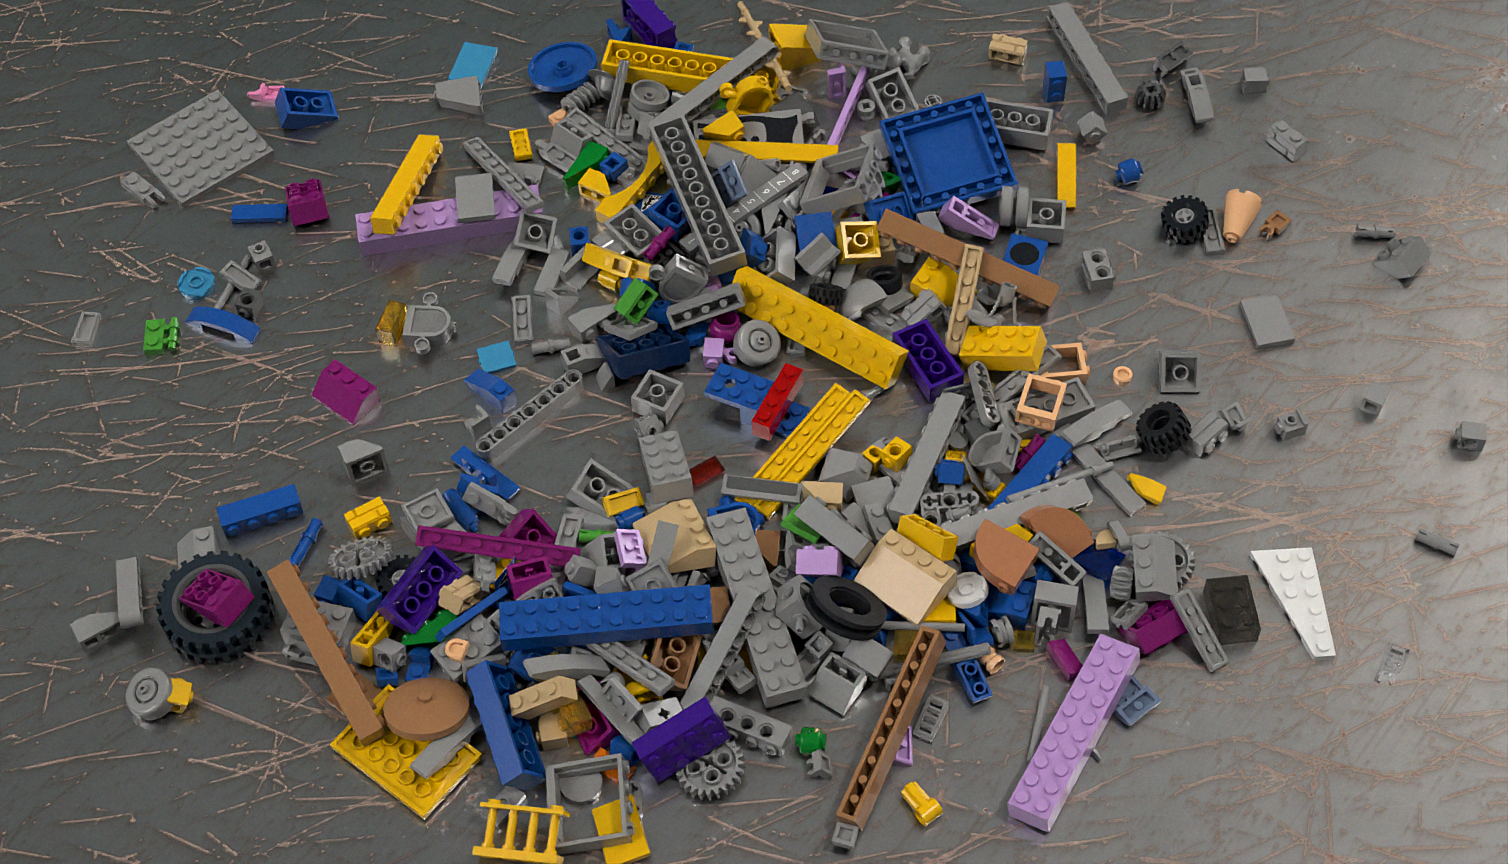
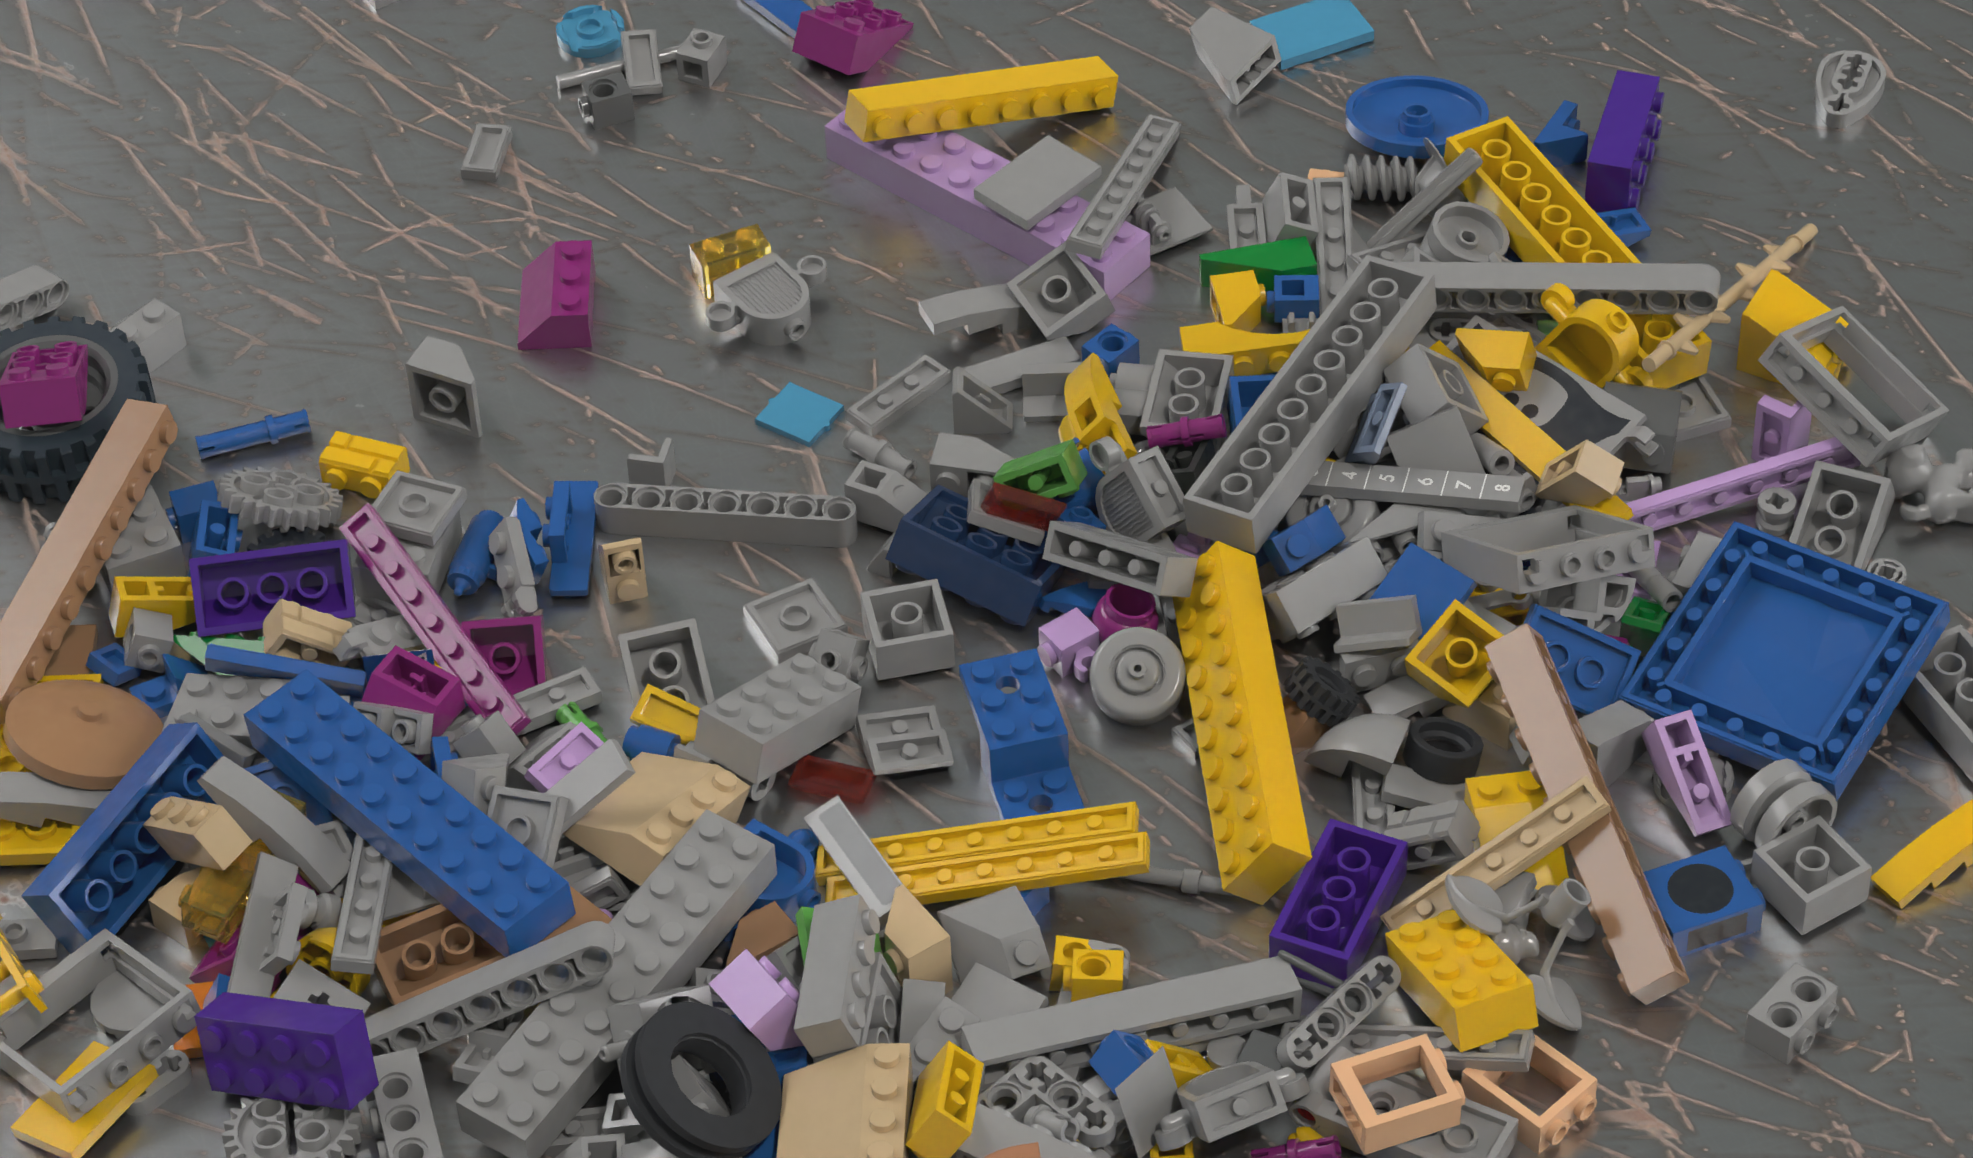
camera: 50 degrees right, 10 degrees down
(155, 336) = (461, 58): bright green plate -> none
(224, 321) = (550, 105): blue slope -> none
(227, 363) = (486, 152): none -> light grey tile
(259, 510) = (266, 349): blue brick -> none
(457, 649) = (206, 694): light nougat tile -> none
(492, 389) = (729, 447): blue slope -> none
(521, 144) = (1220, 176): yellow plate -> none
(525, 466) = (623, 570): none -> tan slope
(606, 430) = (792, 618): none -> light grey tile
(644, 317) = (1022, 506): none -> clear red tile
(709, 437) = (904, 740): none -> light grey slope
(777, 401) = (1042, 768): red brick -> none
(811, 147) = (1581, 476): none -> tan slope

